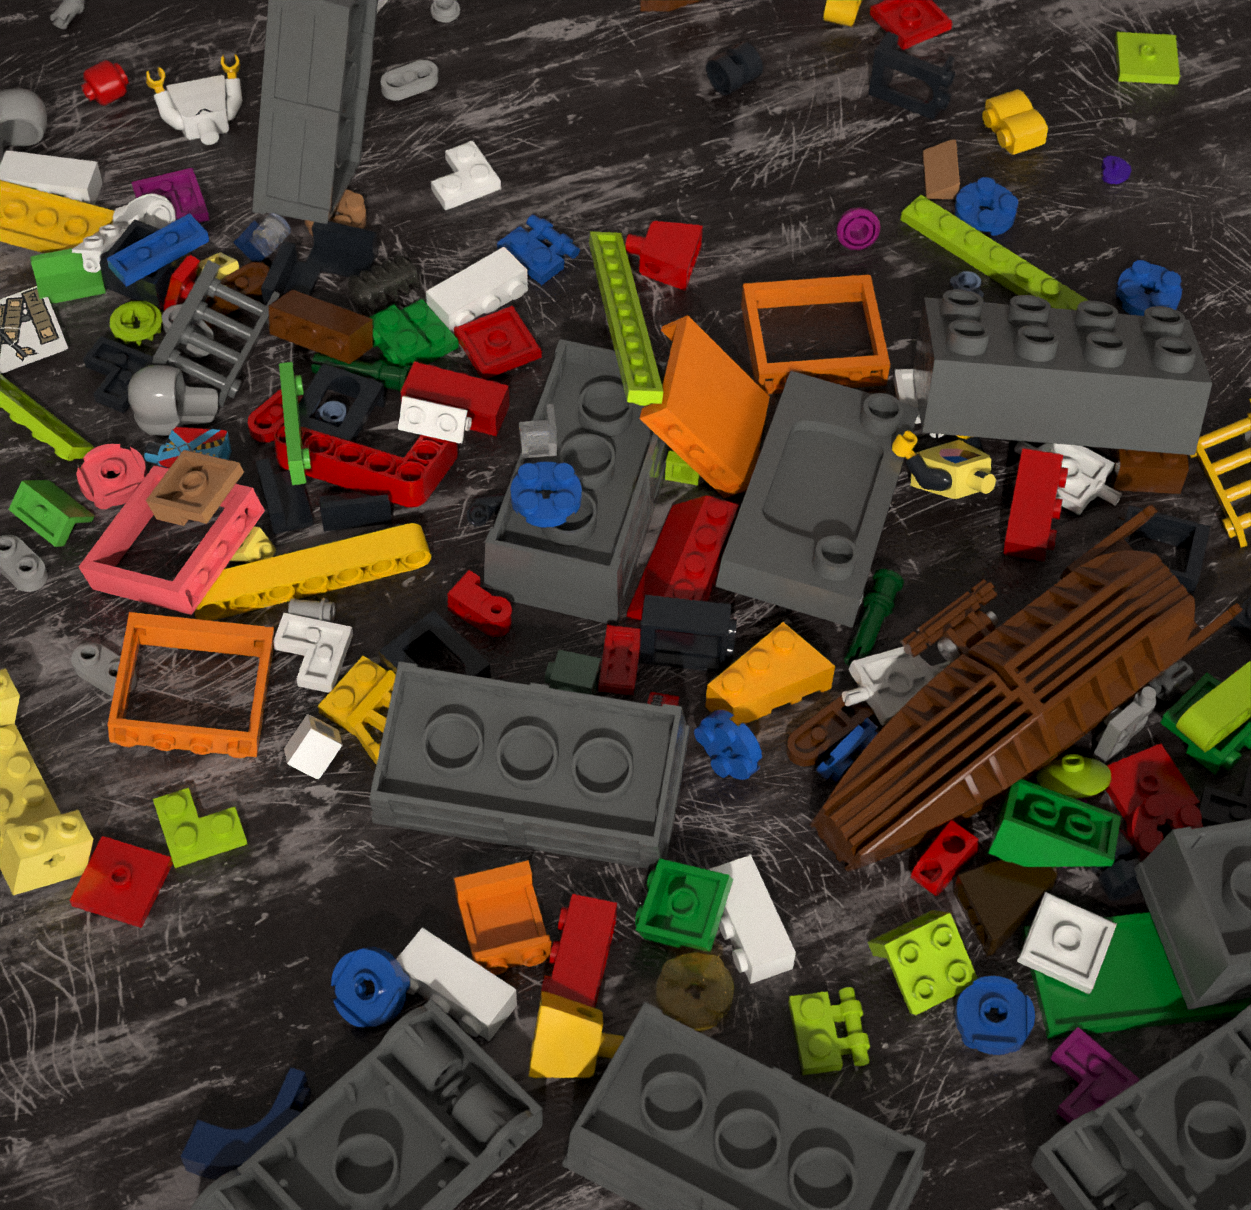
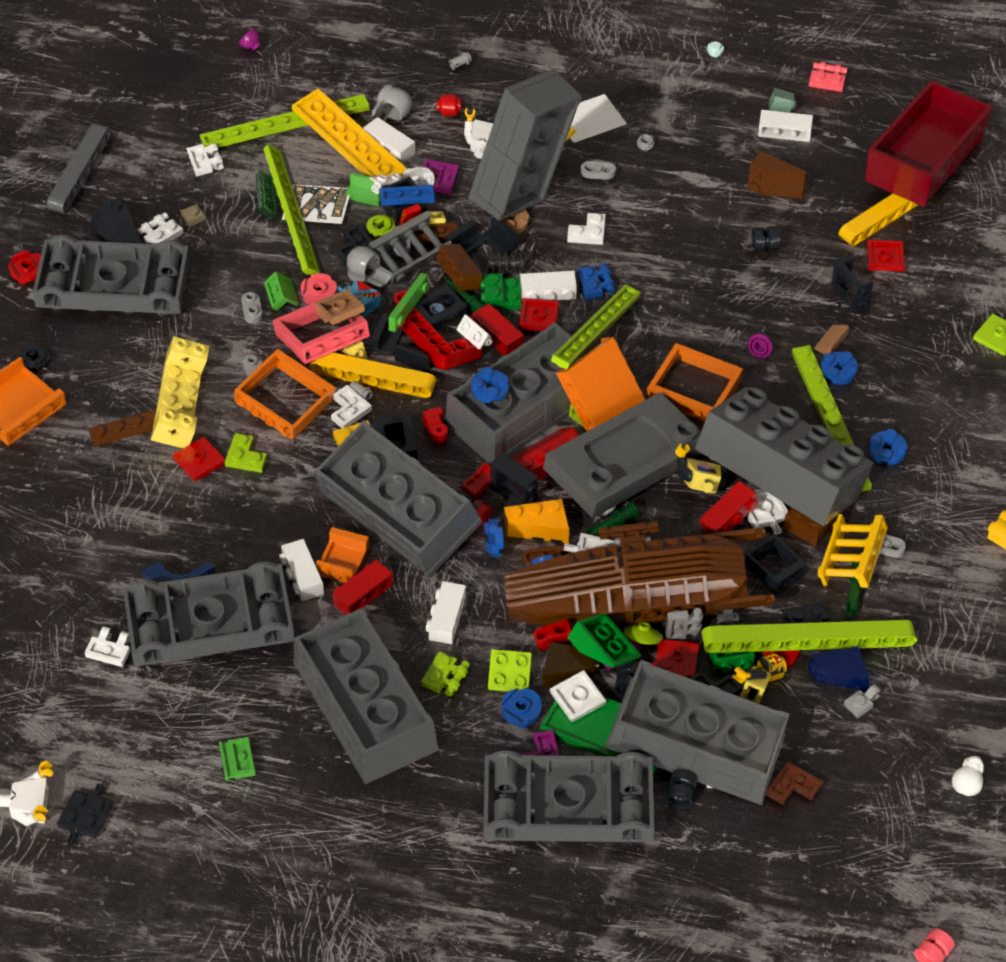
camera: 35 degrees right, 5 degrees down
(262, 239) = (464, 213): clear leg -> none
(313, 746) = (317, 446): white panel -> none
(389, 981) = (273, 548): blue plate -> none
(540, 436) = (506, 359): clear panel -> none
(569, 1039) = (326, 608): yellow torso -> none
(574, 673) = (452, 475): sand green brick -> none
(667, 252) = (656, 312): red torso -> none
(683, 905) = (419, 589): green plate -> none
(698, 969) = (401, 618): clear yellow plate -> none
(967, 281) = (793, 400): sand blue plate -> none
(1015, 122) = (891, 332): yellow brick -> none
(1115, 170) = (928, 382): dark purple piece -> none

